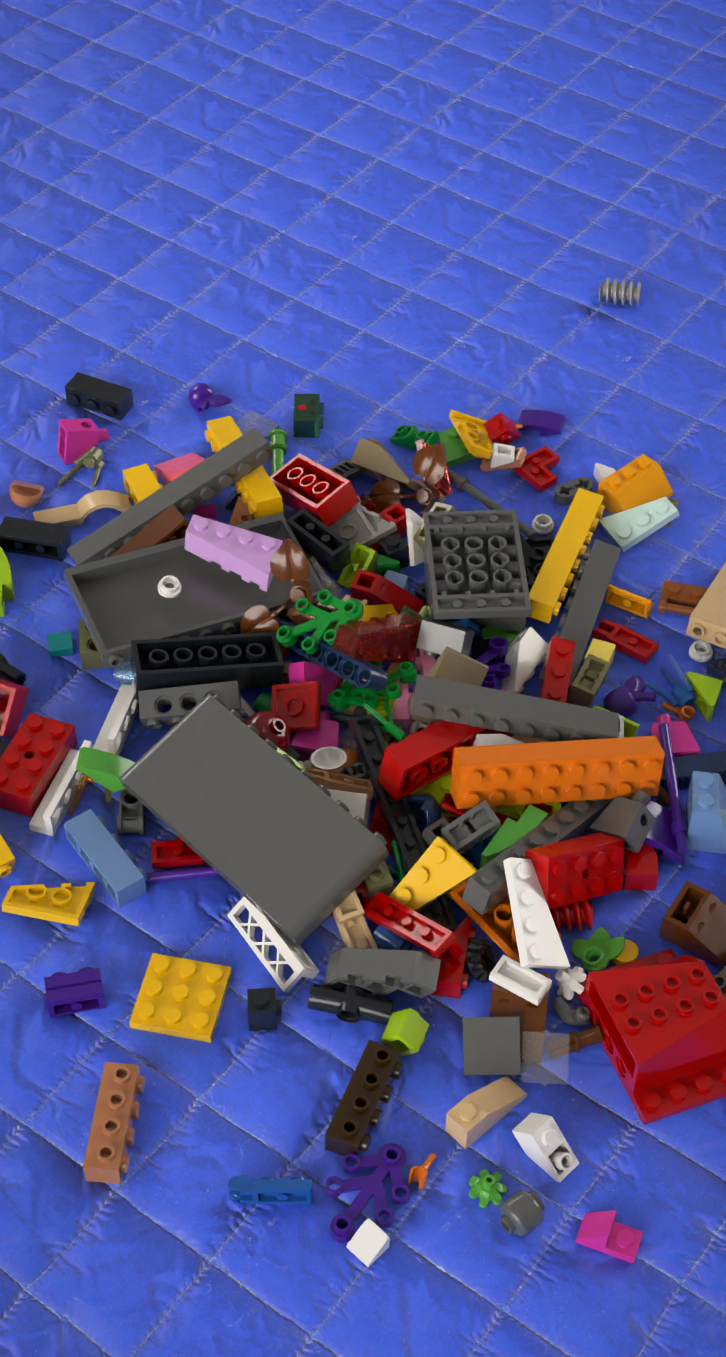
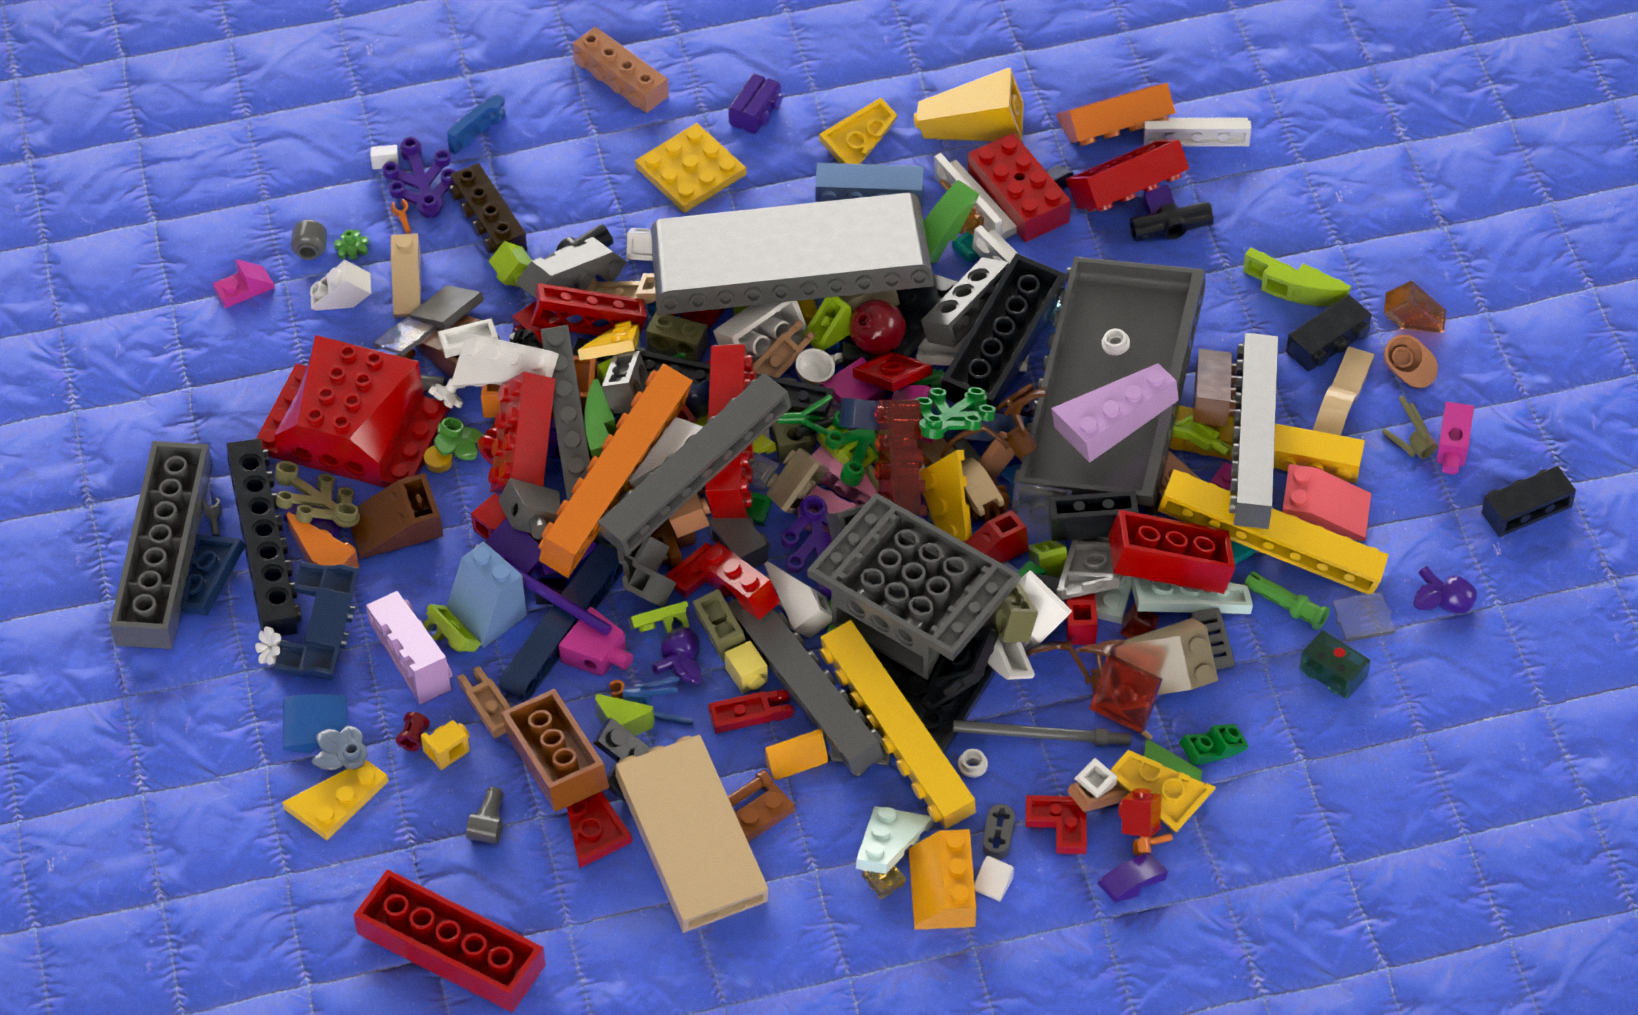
camera: 130 degrees right, 5 degrees up
(263, 1009) = (623, 197): black brick -> none

